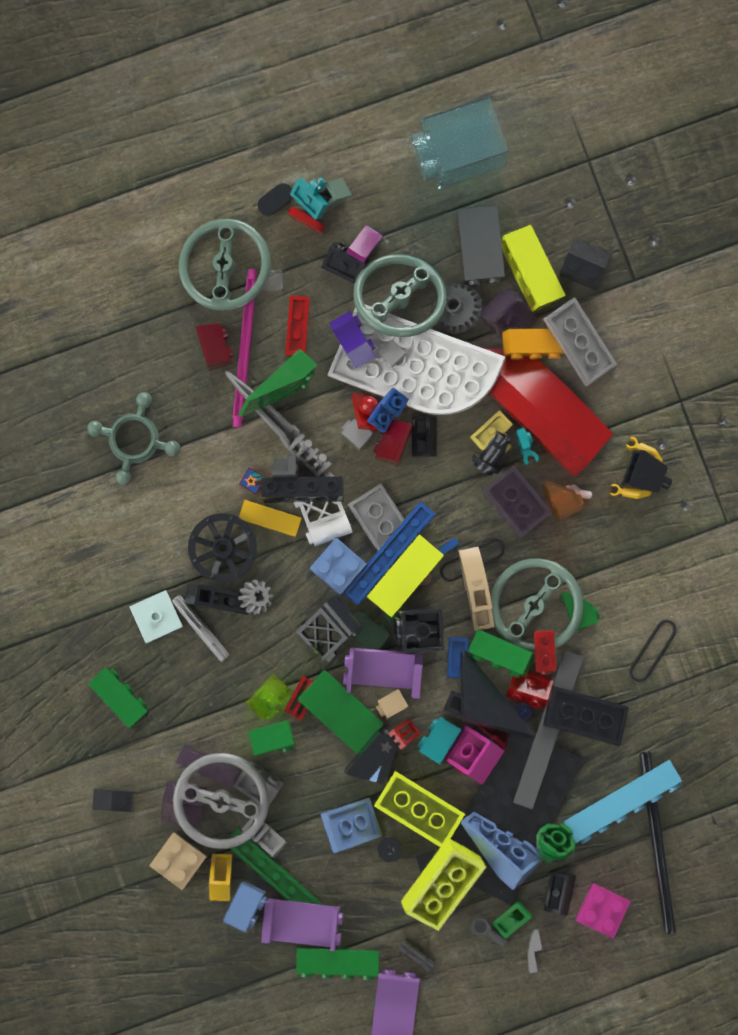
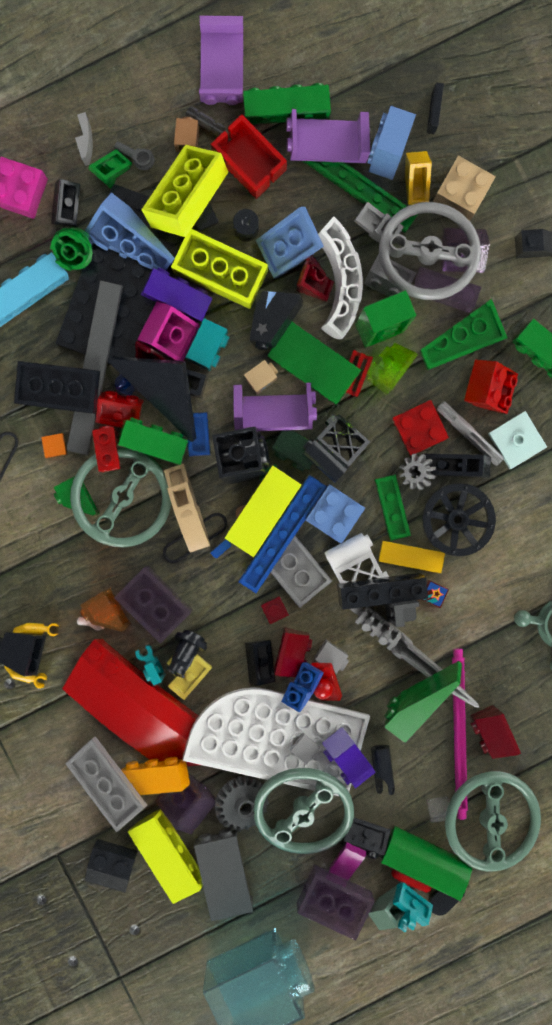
camera: 175 degrees right, 5 degrees up
(175, 669) = (491, 386): none -> red slope
(189, 721) = (467, 336): none -> green wing
(196, 941) = (435, 107): none -> black tile
(246, 639) = (420, 428): none -> red plate
(282, 567) = (392, 507): none -> green tile
(291, 233) = (427, 863): none -> green brick
(297, 324) = (408, 767): red plate -> none
(299, 787) = (347, 278): none -> white brick
(321, 324) = (383, 767): none -> black piece
(329, 790) = (314, 280): none -> dark red slope
(379, 913) = (249, 156): none -> red piece
(380, 208) = (335, 902): none -> clear purple brick
(399, 737) = (249, 339): red tile -> none
(405, 483) = (274, 610): none -> dark red plate
(436, 943) = (186, 133): none -> medium nougat brick
(462, 789) = (176, 293): none -> dark purple brick
(595, 662) = (54, 445): none -> orange tile

